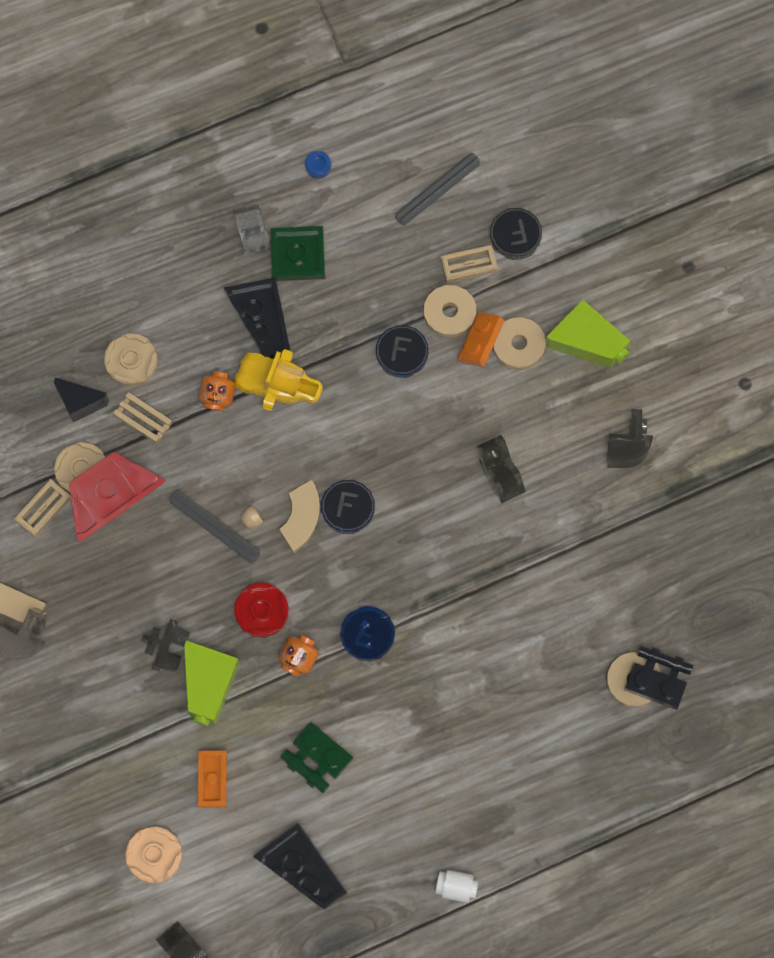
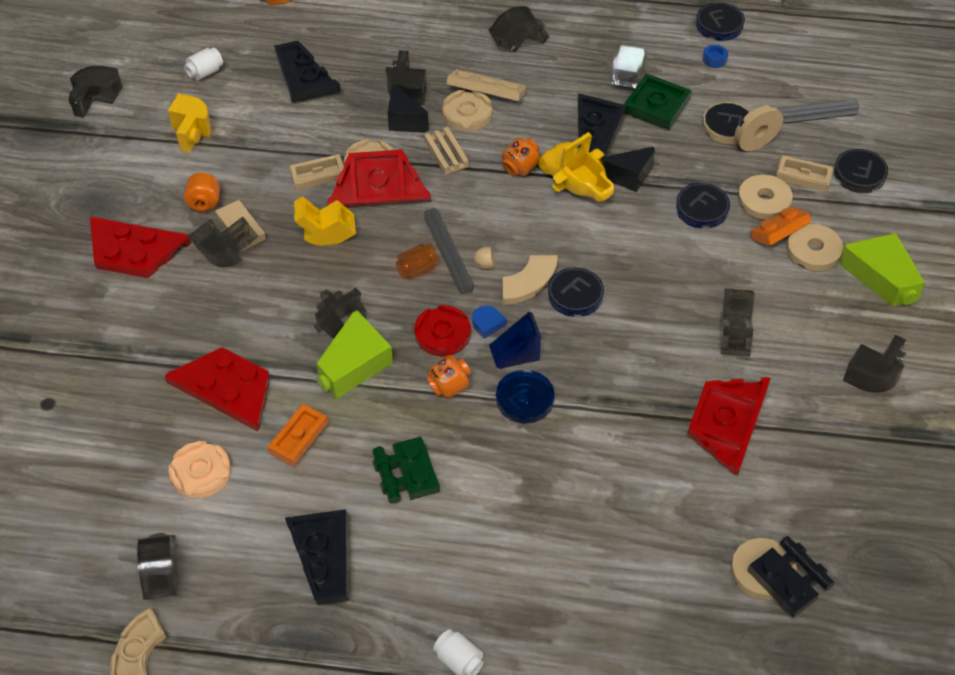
camera: 30 degrees right, 20 degrees down
(60, 363) = (407, 79): none -> clear smoke brick
(94, 565) = (324, 226): none -> yellow brick
(118, 767) = (226, 384): none -> red wing
(120, 240) = (515, 26): none -> clear smoke brick
(132, 322) = (486, 84): none -> tan tile
(197, 556) = (417, 261): none -> clear orange brick
(292, 579) = (487, 320): none -> blue tile
(299, 117) = (720, 21): none -> tile
(319, 349) = (629, 168): none -> black slope
(333, 591) = (517, 344): none -> clear blue slope
(373, 242) = (722, 120): none -> black tile
(409, 243) = (758, 128): none -> tan tile
(539, 561) = (728, 418): none -> red wing

